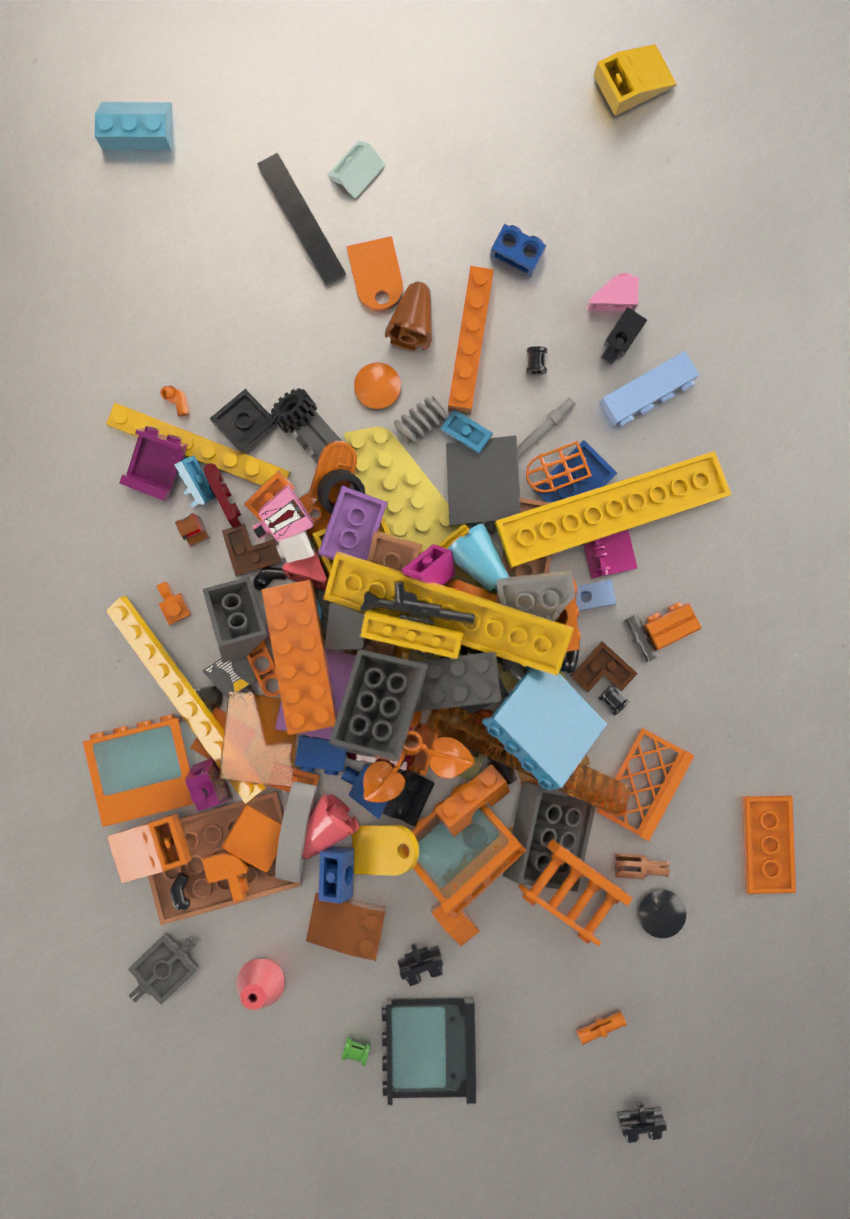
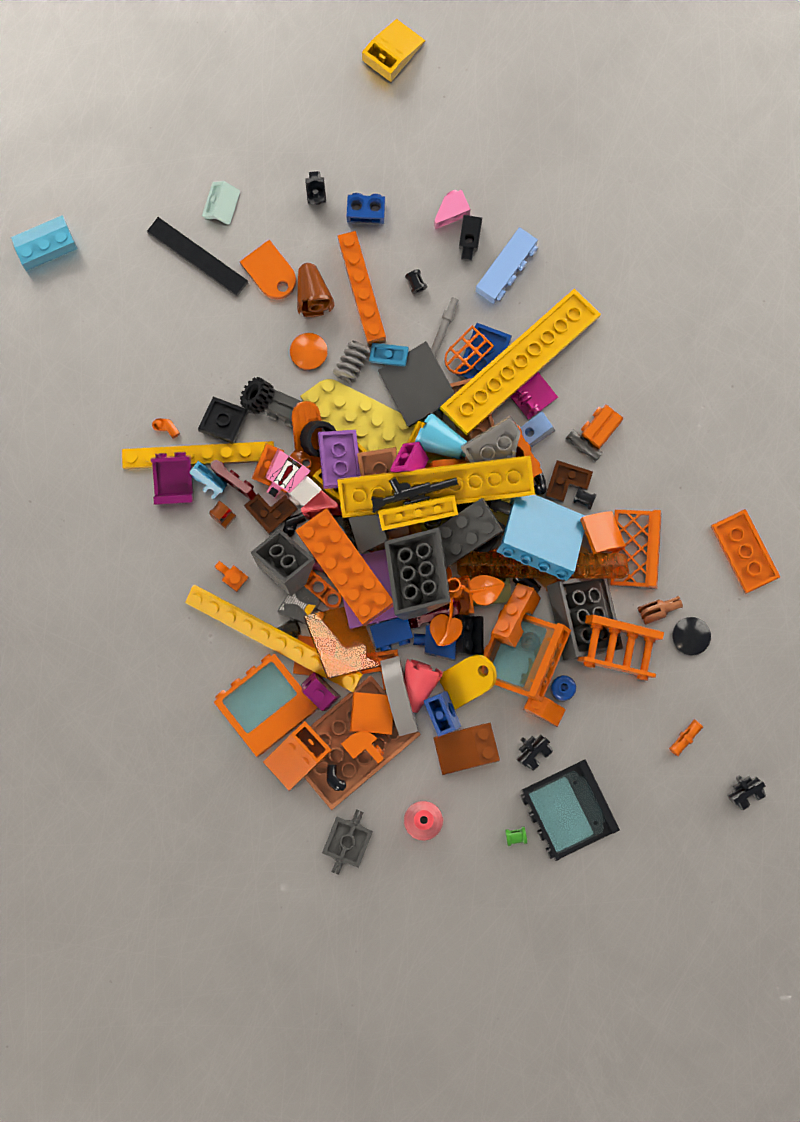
camera: 20 degrees left, 5 degrees down
(470, 199) = (315, 188): none -> black hips
(481, 909) = (557, 687): none -> blue head
(615, 750) = (602, 532): none -> slope

